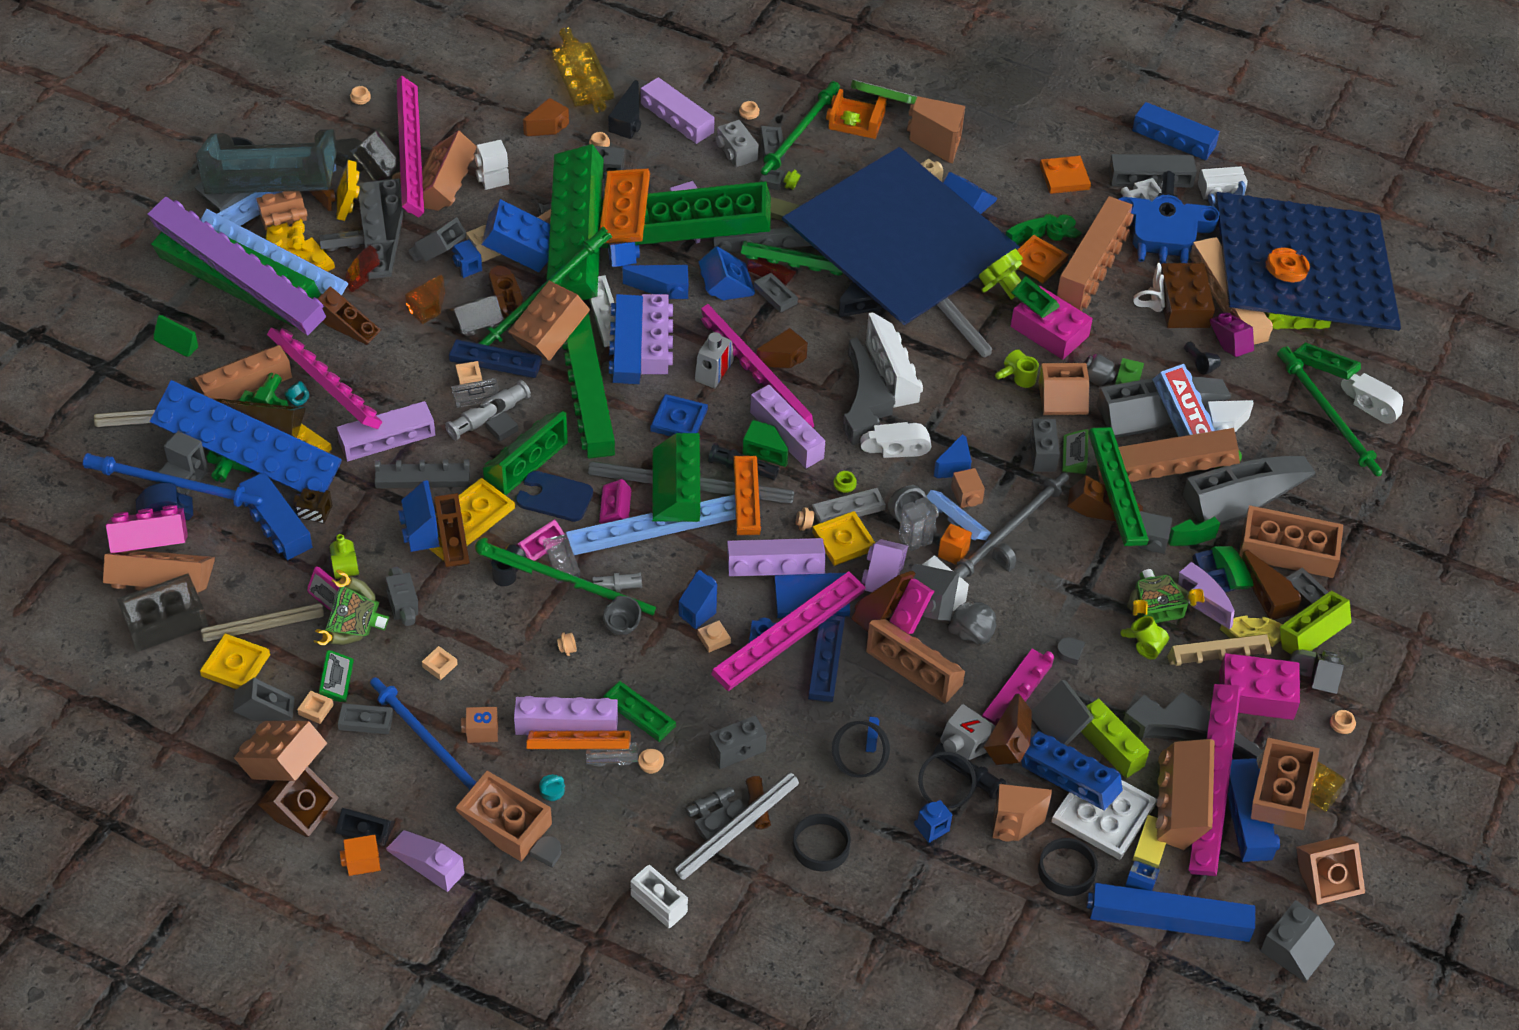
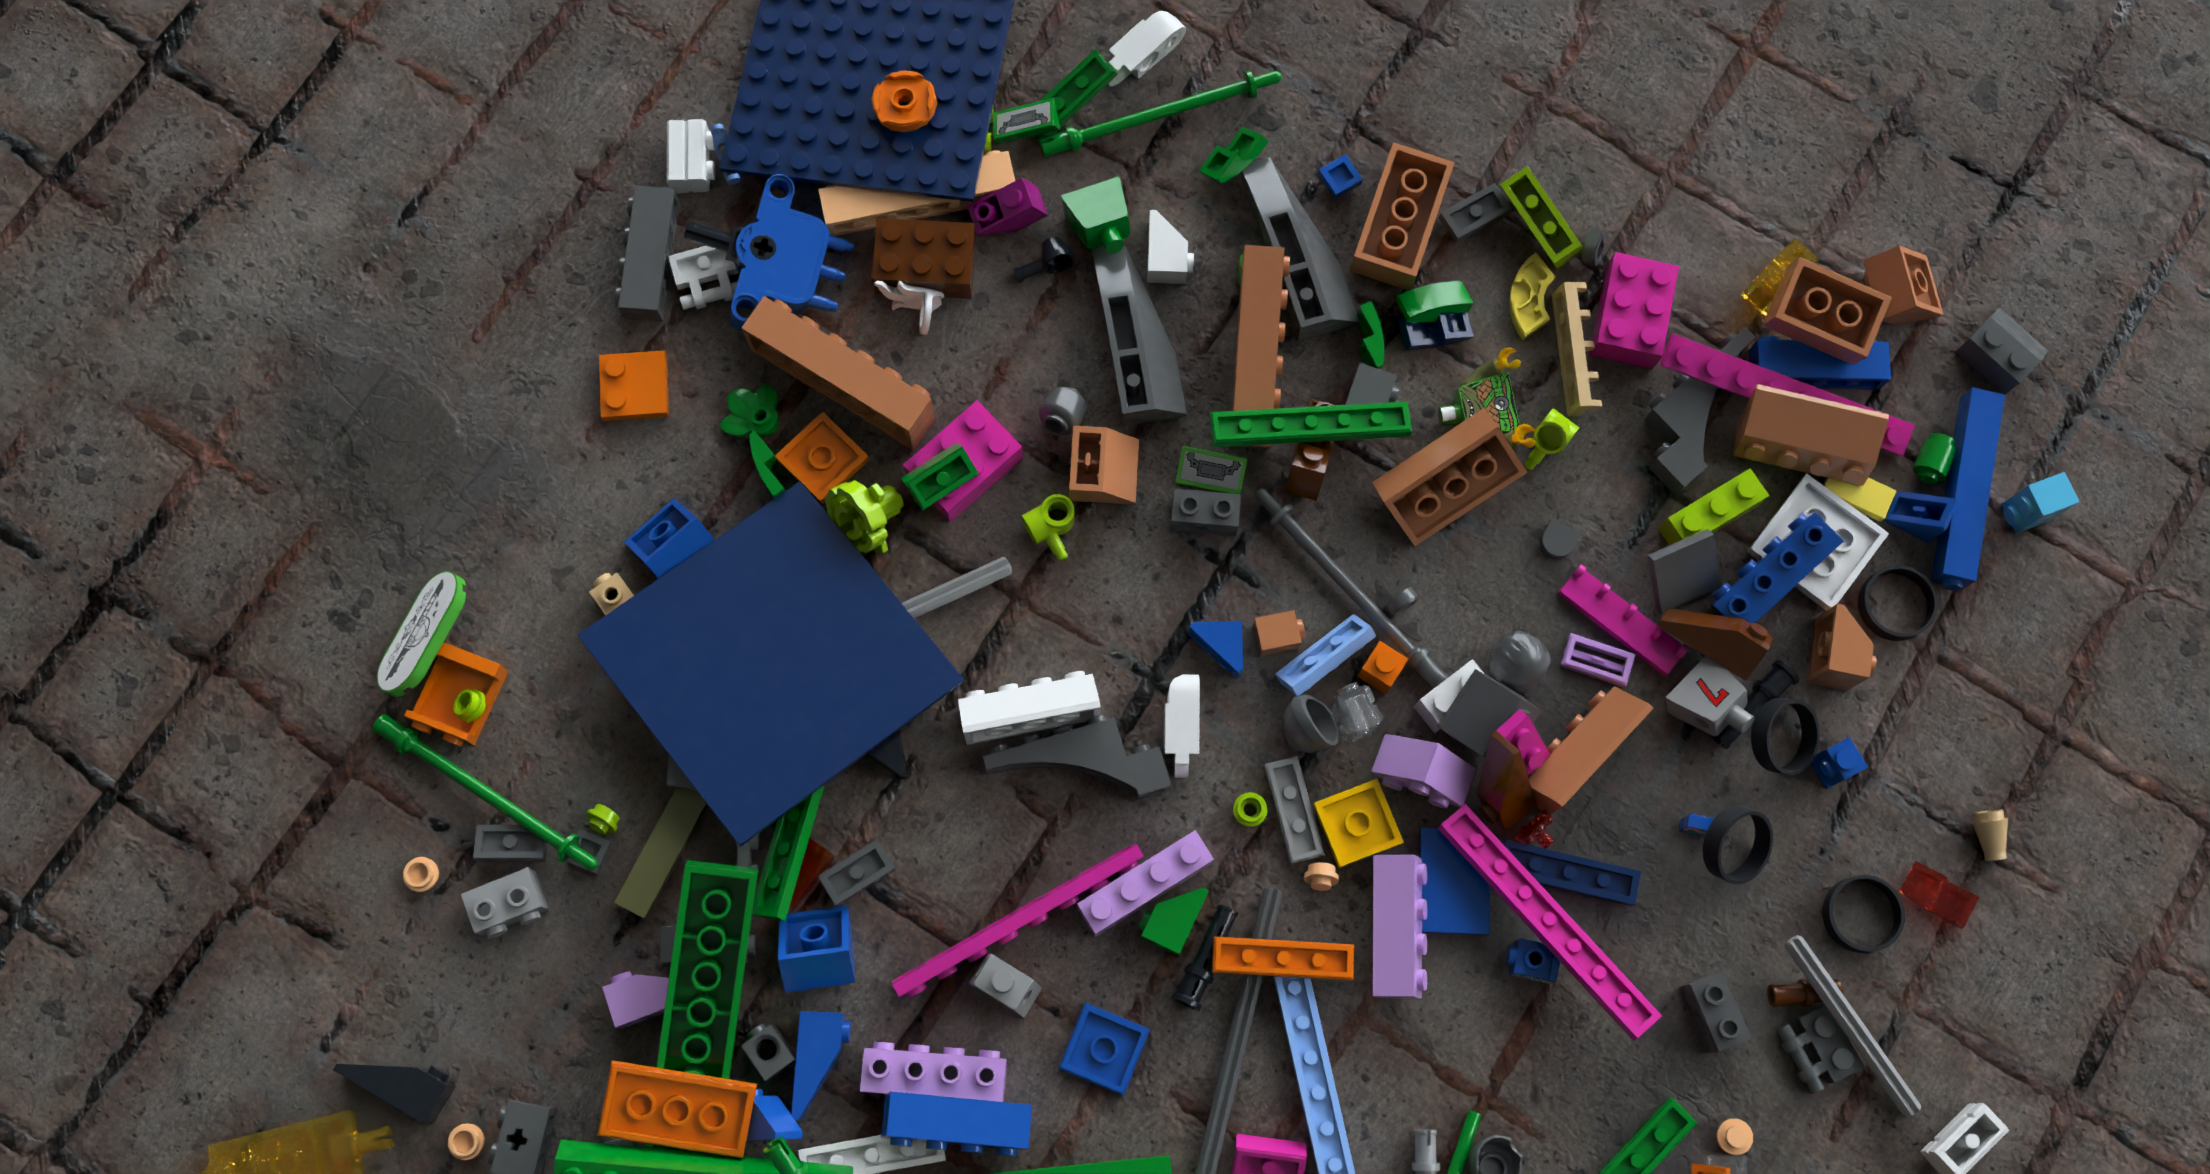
camera: 85 degrees left, 25 degrees up
(662, 255) = (779, 1063): none -> dark grey brick
(677, 110) = (408, 1000): lavender brick -> none
(677, 479) = (1254, 1063): green slope -> none
(699, 600) = (1478, 1047): blue slope -> none
(714, 636) = (1521, 1029): light nougat plate -> none
(783, 350) = (986, 871): reddish brown slope -> none
(842, 894) = (1938, 895): none -> clear red slope
(853, 634) = (1536, 830): none -> clear red plant
(895, 927) = (1992, 833): none -> tan cone
(936, 126) = (522, 566): nougat slope -> none
(982, 691) = (1569, 652): none -> lavender tile
(1099, 570) = (1449, 477): none -> nougat slope
(1129, 371) = (1073, 371): bright green plate -> none
(1168, 952) = (2039, 502): none -> medium azure brick
(1175, 131) = (563, 201): blue brick -> none
(1182, 401) = (1174, 302): brick -> none
(1190, 886) = (1935, 458): none -> green brick
(1216, 601) = (1484, 344): lavender slope -> none
(1243, 379) = (1098, 215): none -> torso
(1271, 588) = (1479, 257): reddish brown slope -> none
(1298, 339) = (1025, 121): none -> slope
(1304, 448) = (1229, 162): none -> green slope
(1313, 509) = (1340, 176): none -> blue plate
(1327, 672) = (1619, 219): dark grey slope -> none
(1343, 722) = (1682, 221): light nougat plate -> none

